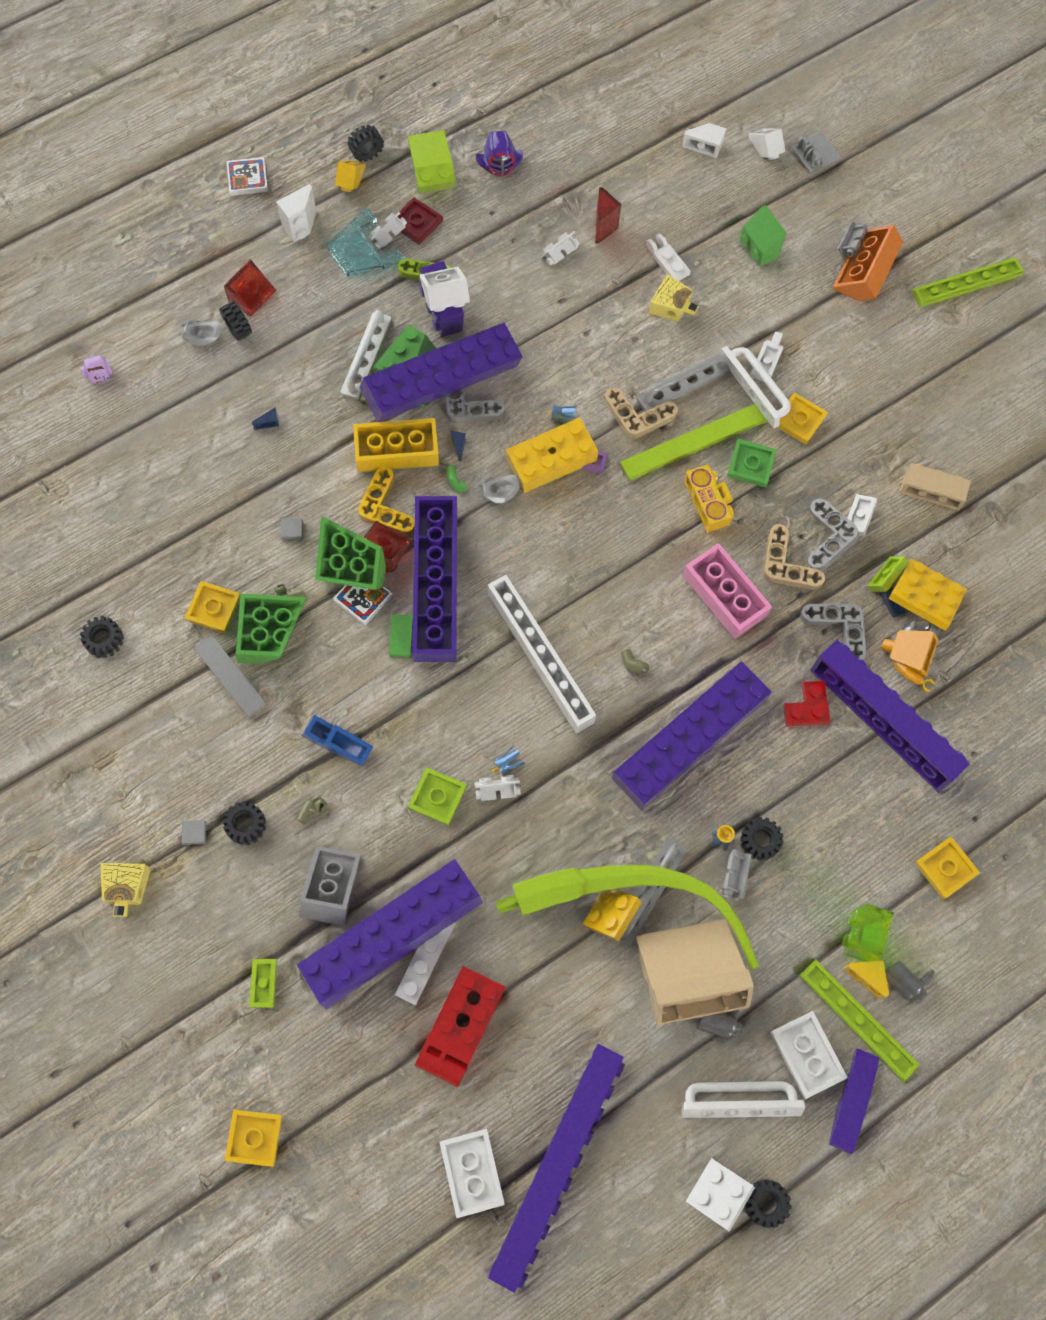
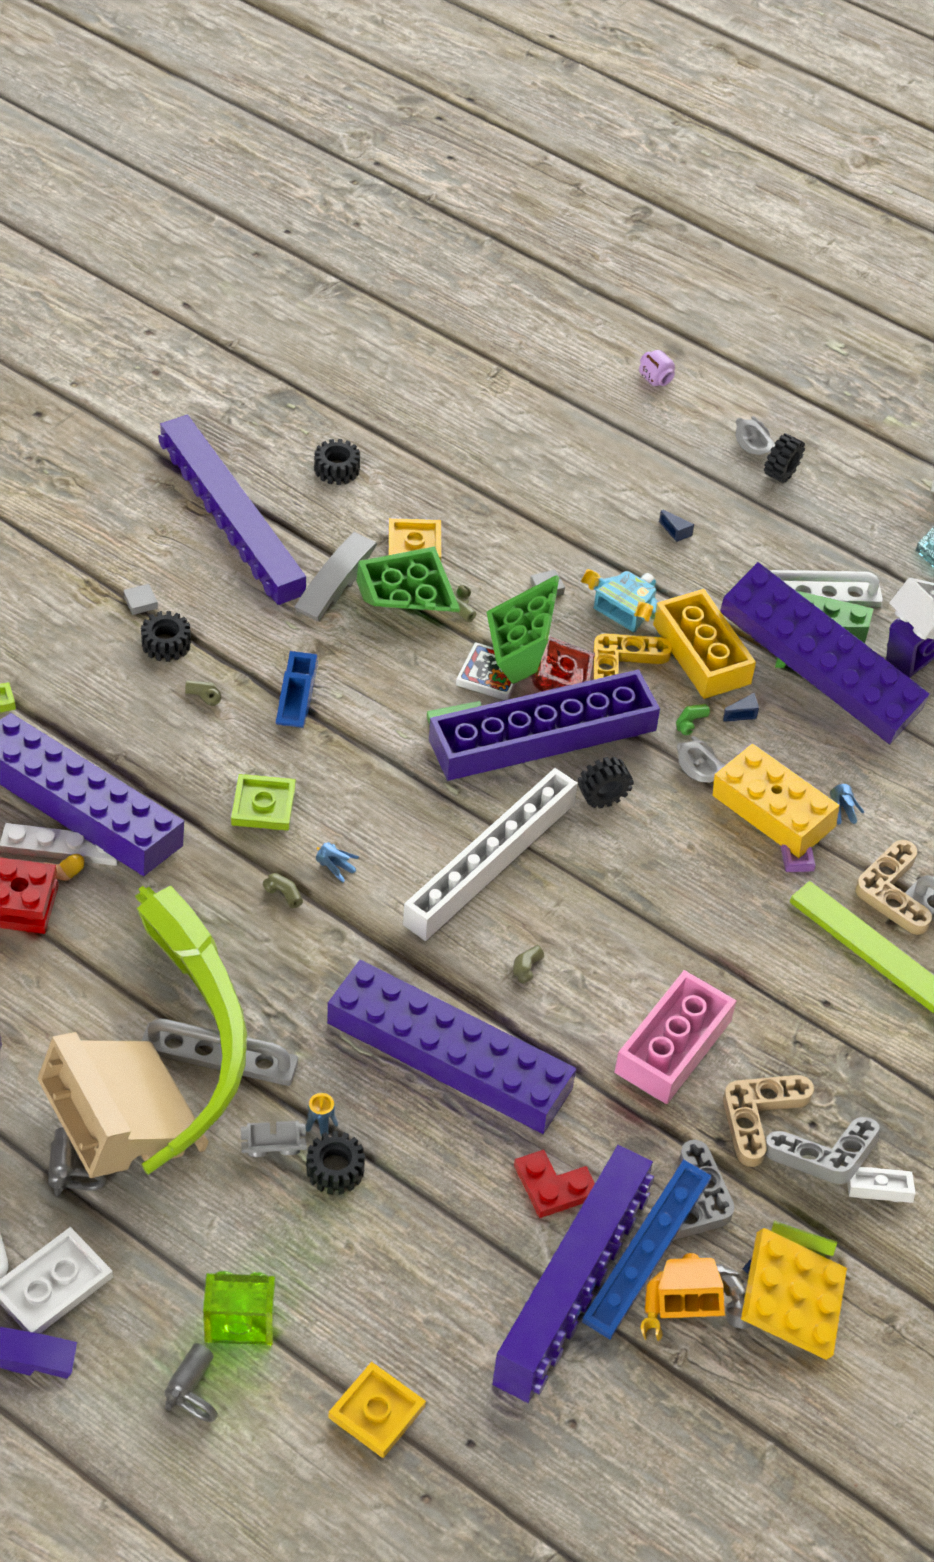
camera: 70 degrees right, 20 degrees down
(120, 733) = (232, 510): none -> brick
(123, 885) = (58, 555): light yellow torso -> none
(249, 288) = (836, 460): clear red slope -> none
(329, 886) = (116, 727): light grey slope -> none
(332, 478) = (624, 597): none -> medium azure torso
(454, 959) = (69, 867): none -> yellow arm
(464, 408) = (800, 703): light grey beam -> none
(489, 787) = (304, 866): white hinge -> none
(503, 556) = (605, 782): none -> black tyre
(518, 804) = (284, 885): none -> olive arm
(612, 913) = (173, 1007): yellow plate -> none
(707, 498) = (801, 993): yellow piece -> none
(751, 463) = (891, 1032): bright green plate -> none
(859, 1020) = (116, 1343): lime tile -> none
(864, 648) = (646, 1249): none -> blue plate
(871, 976) = (180, 1335): yellow slope -> none

